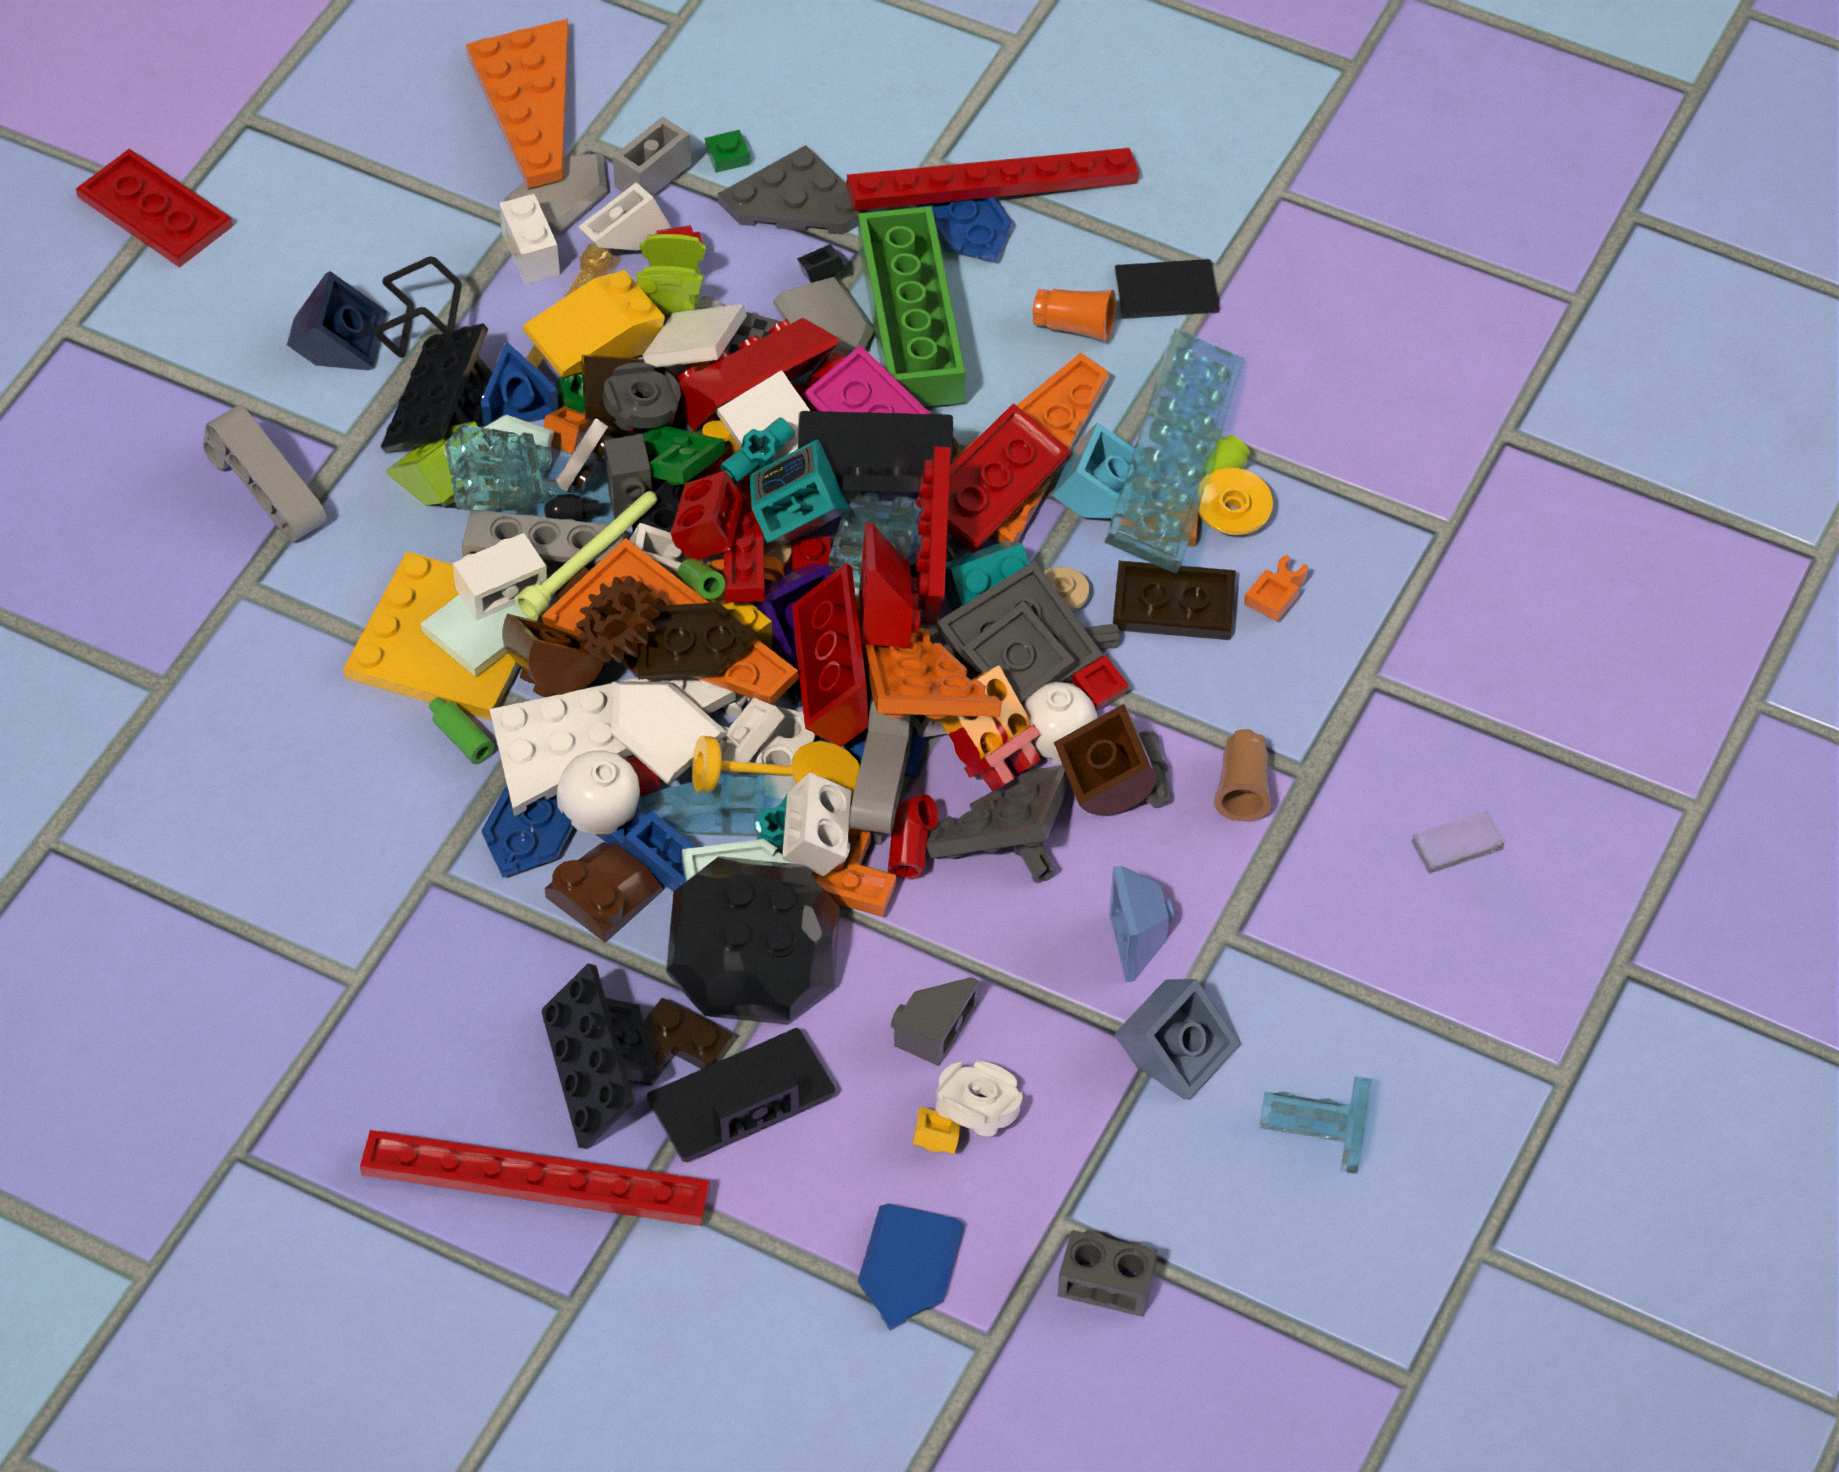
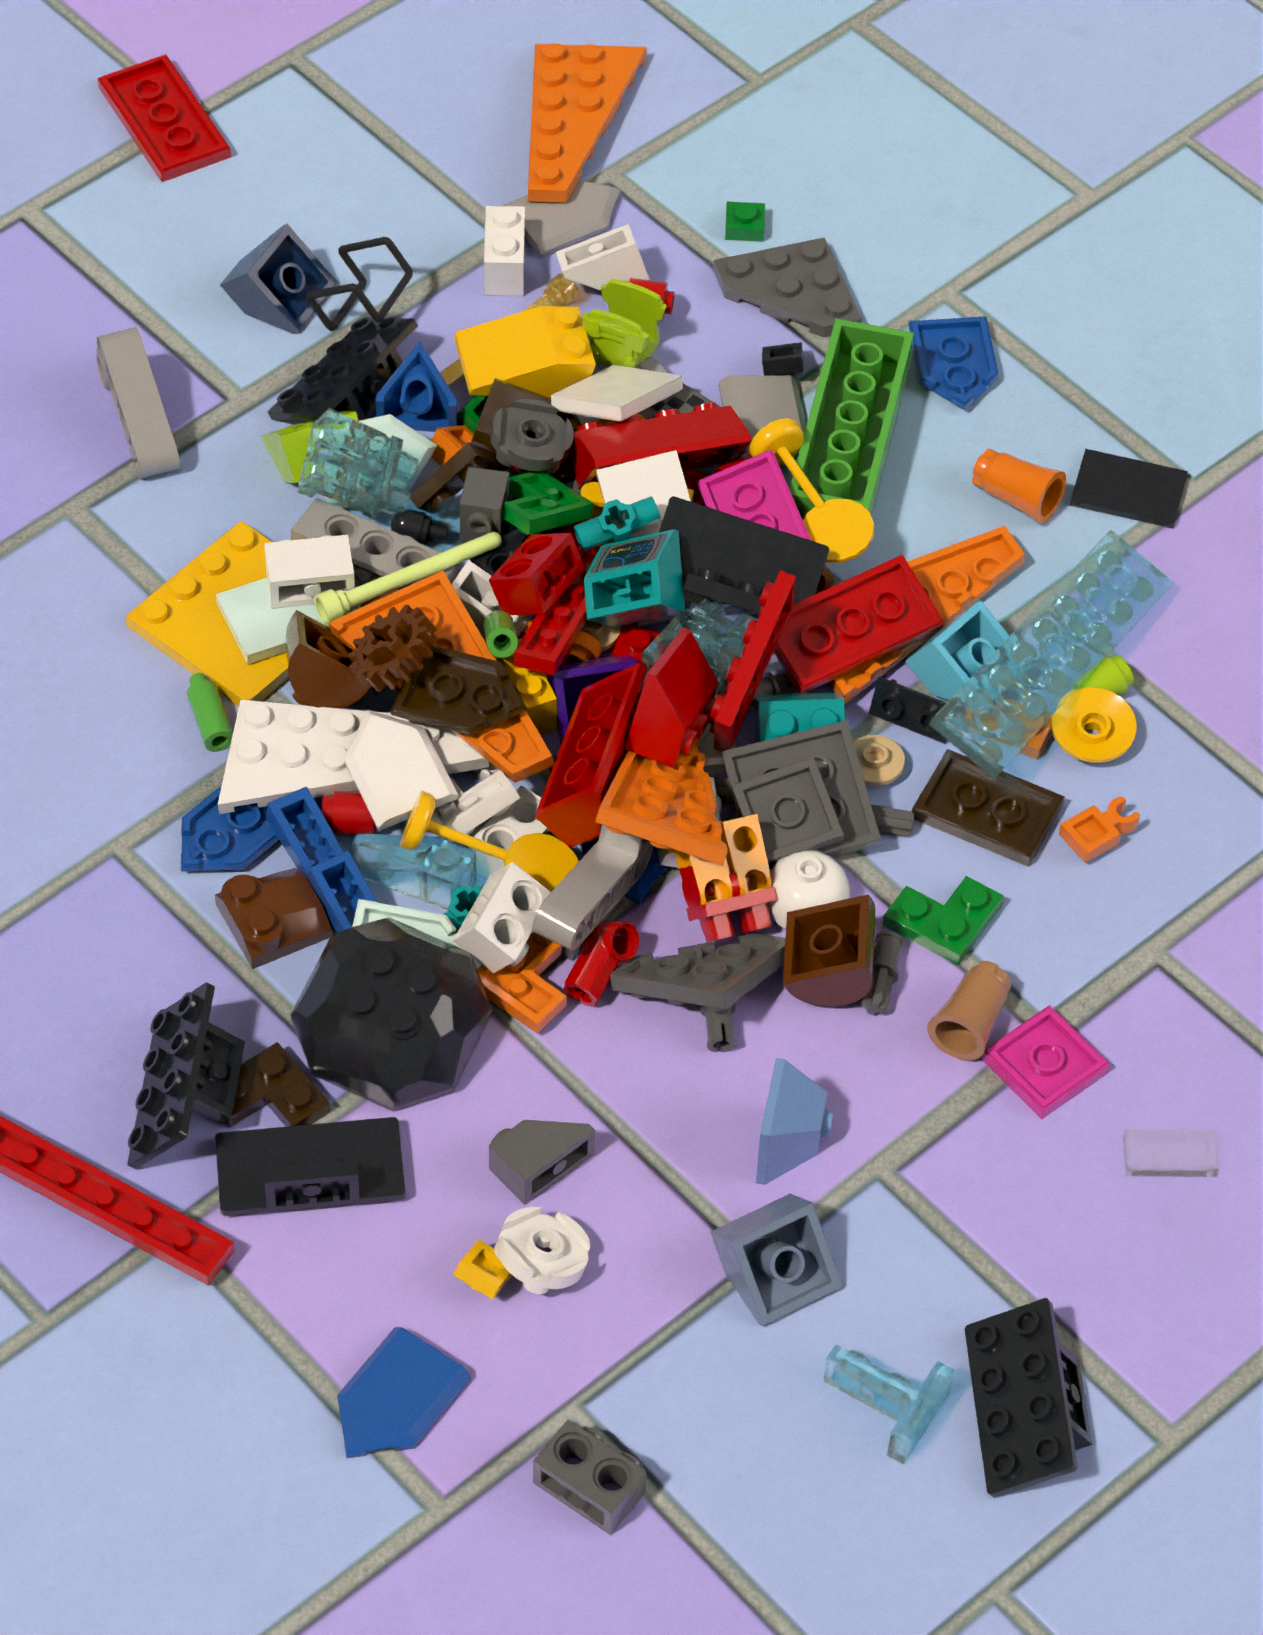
camera: 20 degrees right, 0 degrees up
(598, 792) = (302, 815): white cylinder -> none
(653, 157) = (661, 207): light grey brick -> none
(940, 392) = (836, 523): none -> yellow piece
(991, 179) = (997, 324): red plate -> none
(1072, 536) = (906, 708): none -> black hinge
(1100, 682) = (868, 867): red plate -> none
(1182, 715) = (945, 928): none -> green plate
(1321, 800) = (1045, 1062): none -> dark pink tile
(1434, 1084) = (1025, 1398): none -> black bracket

